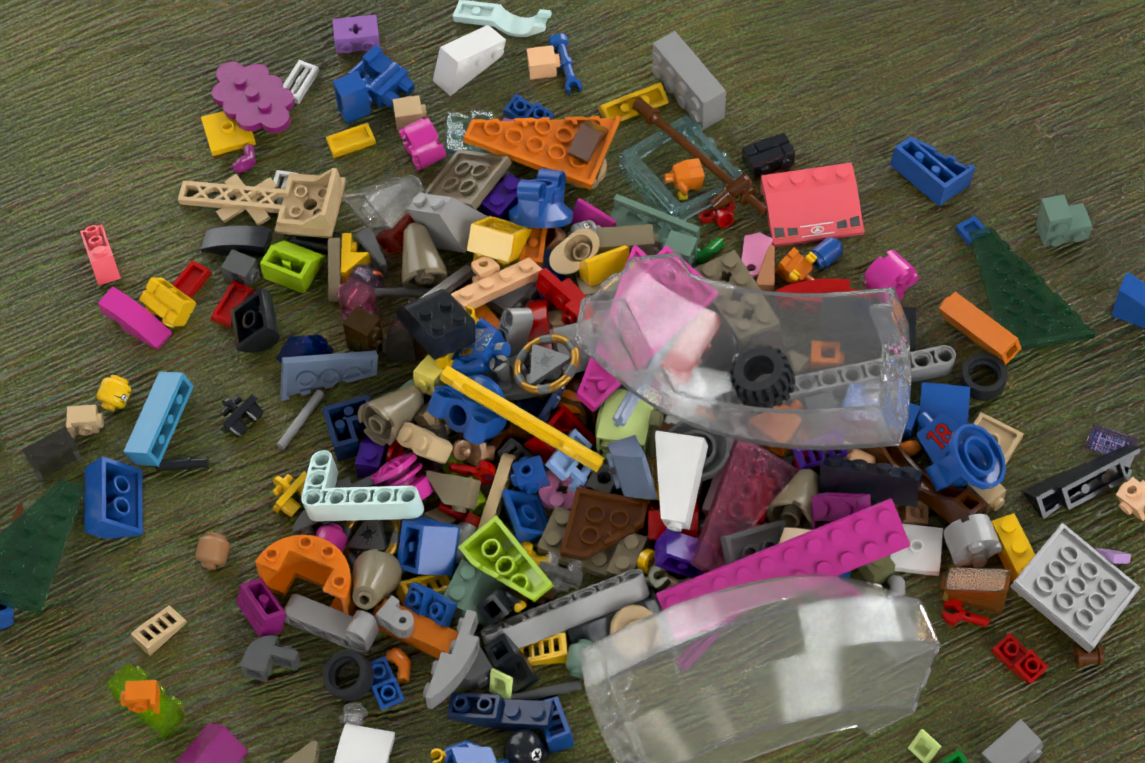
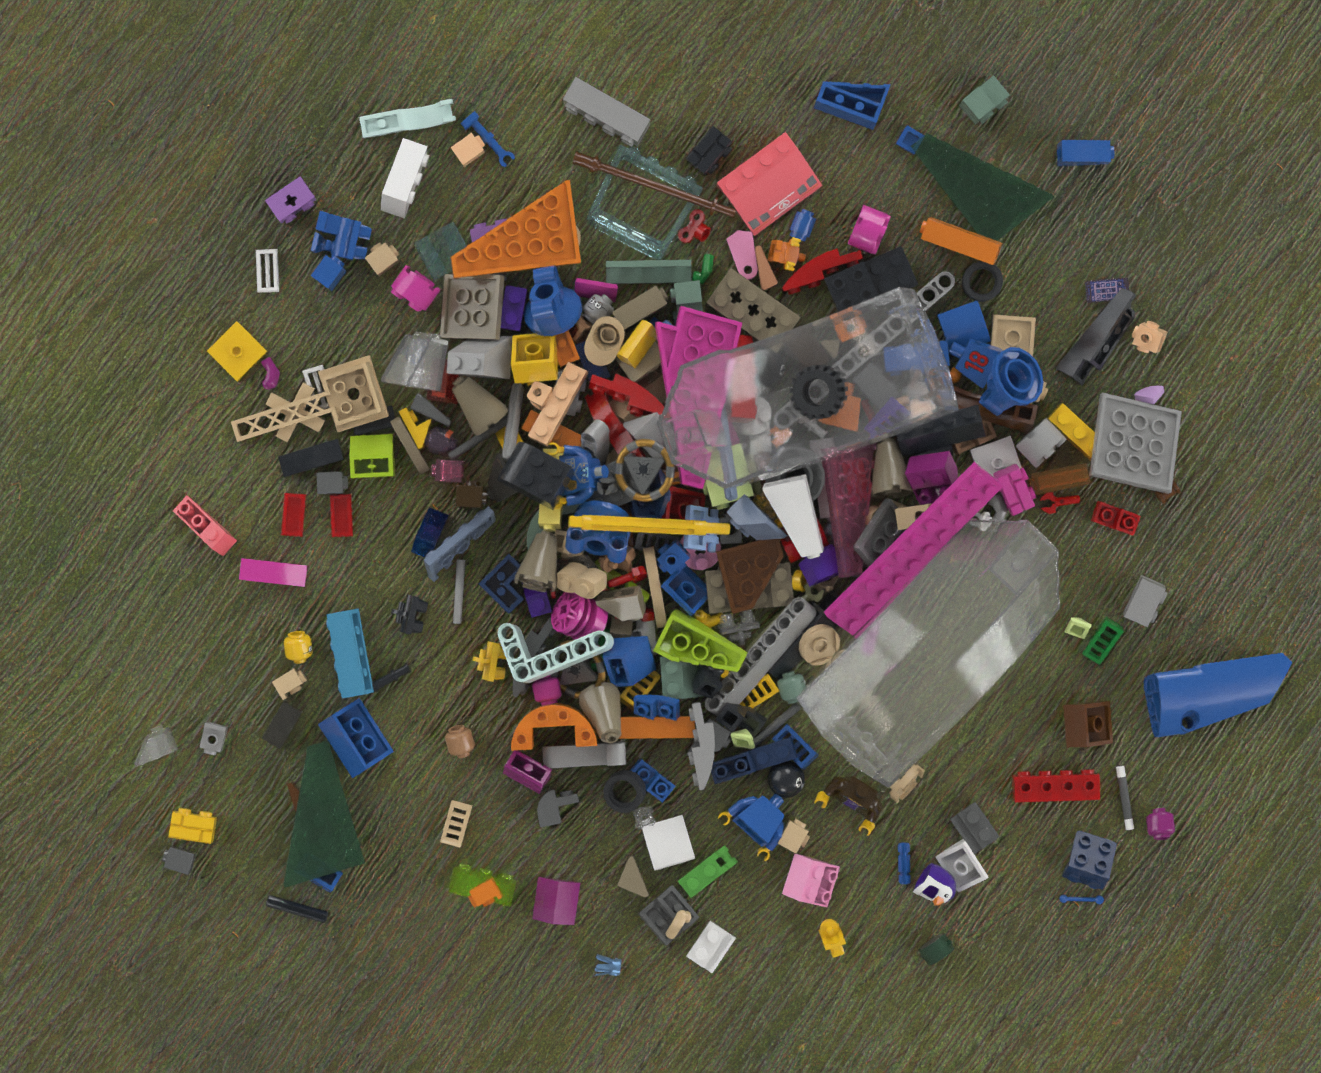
camera: 30 degrees left, 30 degrees up
(167, 302) = (291, 545): yellow brick -> none
(253, 97) = (241, 311): magenta plate -> none
(255, 323) = (375, 529): black brick -> none
(350, 140) = (346, 308): yellow tile -> none
(394, 619) = (645, 735): light grey leg -> none
(403, 663) = (656, 756): orange arm -> none
(521, 108) = (483, 206): blue slope -> none
(587, 141) = (557, 222): reddish brown slope -> none
(622, 107) = (563, 152): yellow slope -> none
(686, 176) = (651, 209): orange piece -> none
(731, 192) = (699, 211): reddish brown axle -> none
(922, 574) = (1015, 490): none -> dark pink brick

